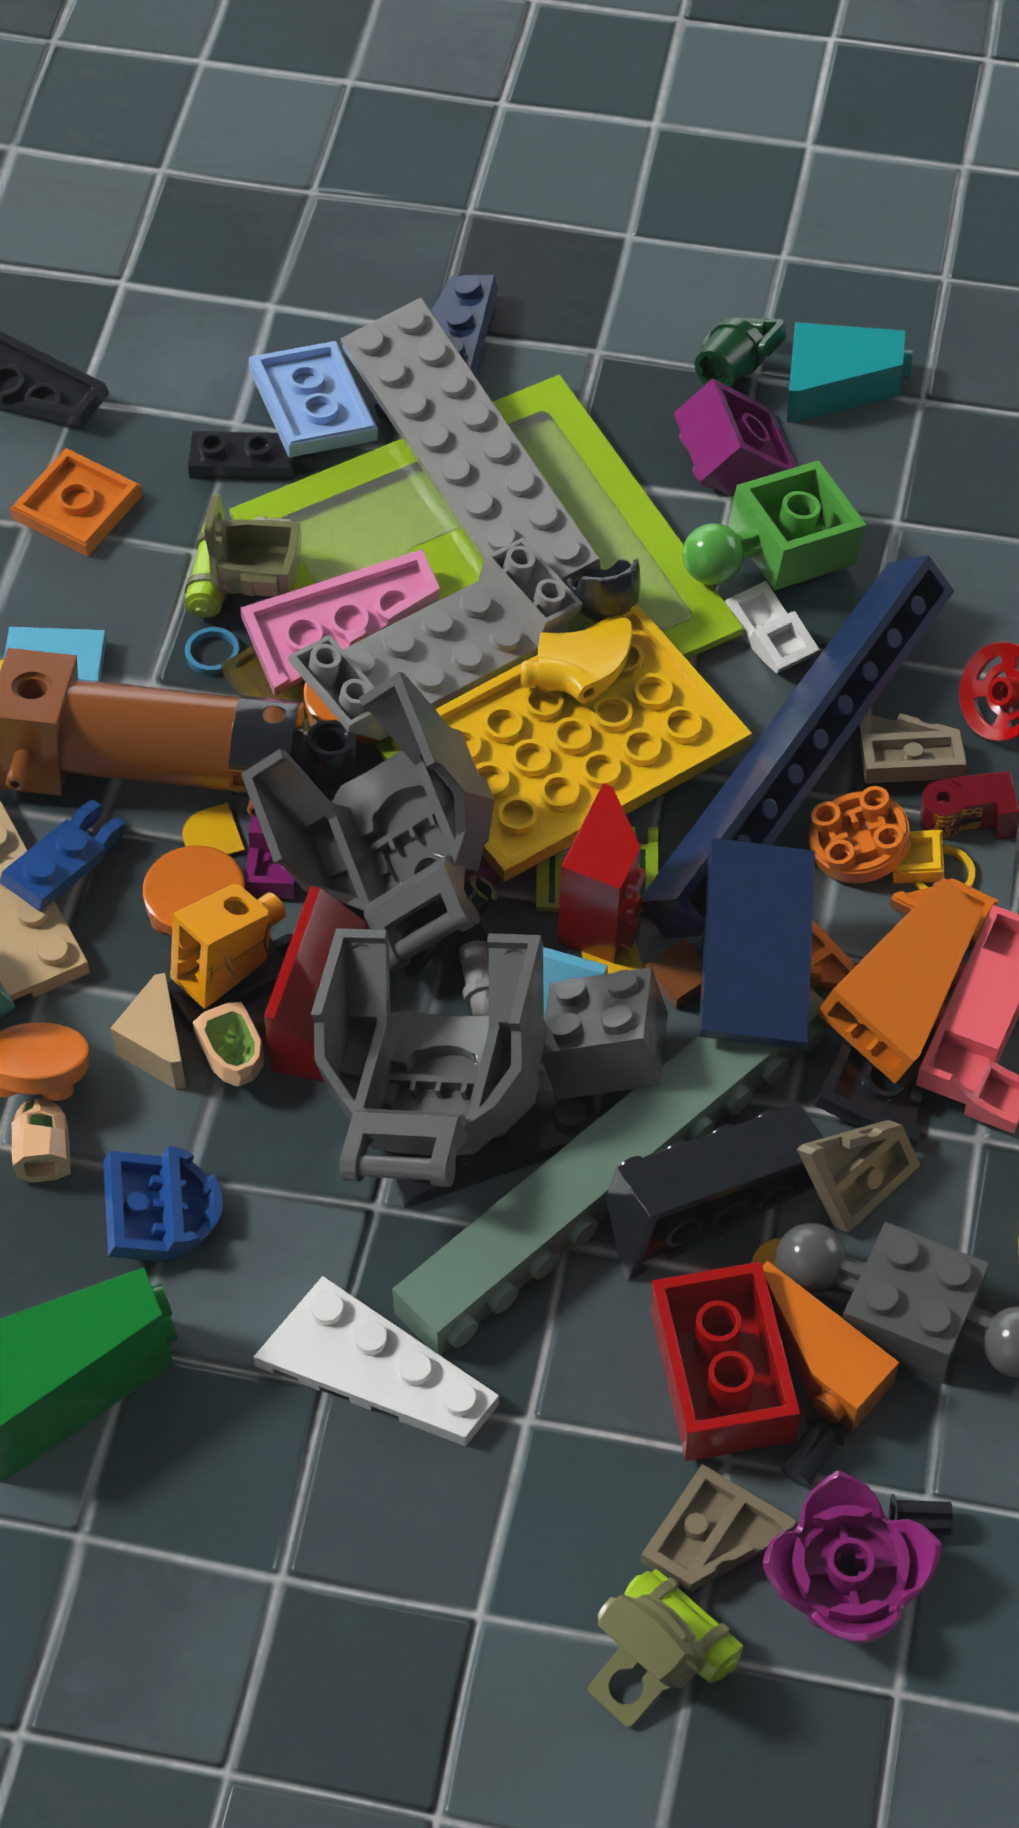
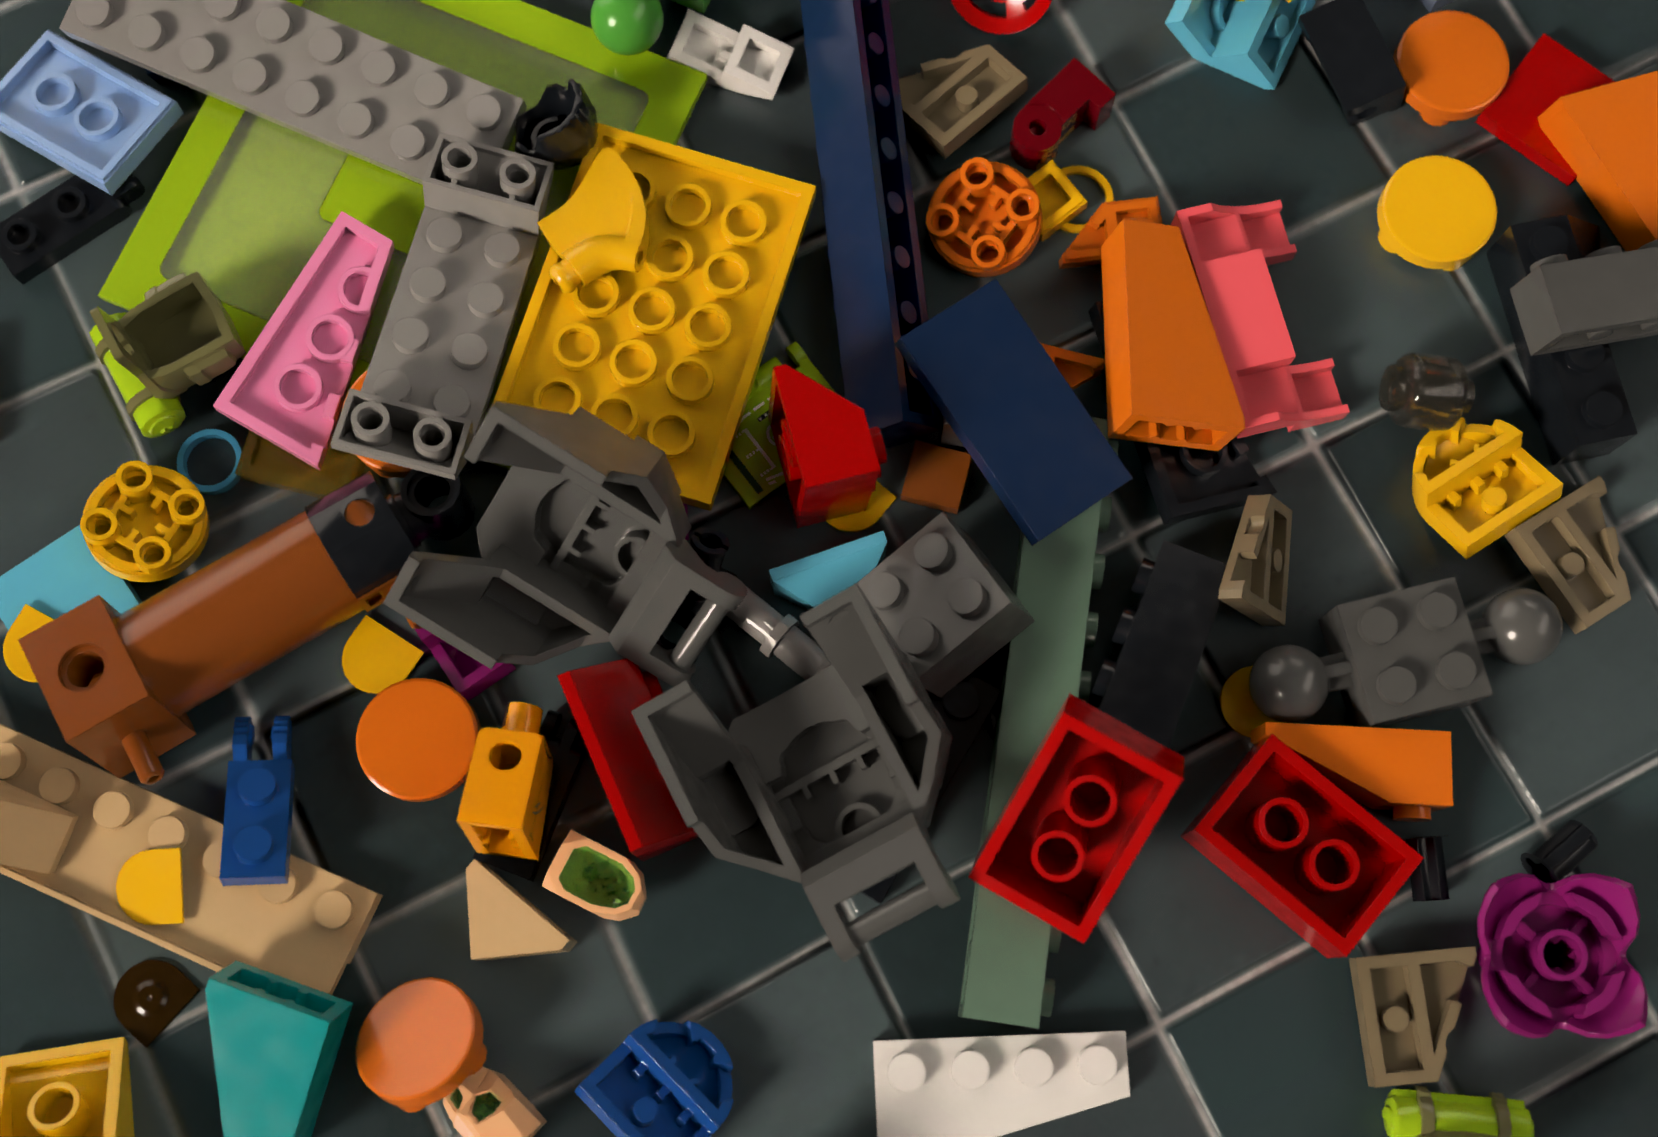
camera: 40 degrees left, 20 degrees up
(140, 650) = (145, 522): none -> yellow tile
(569, 1192) = (1078, 818): none -> red brick

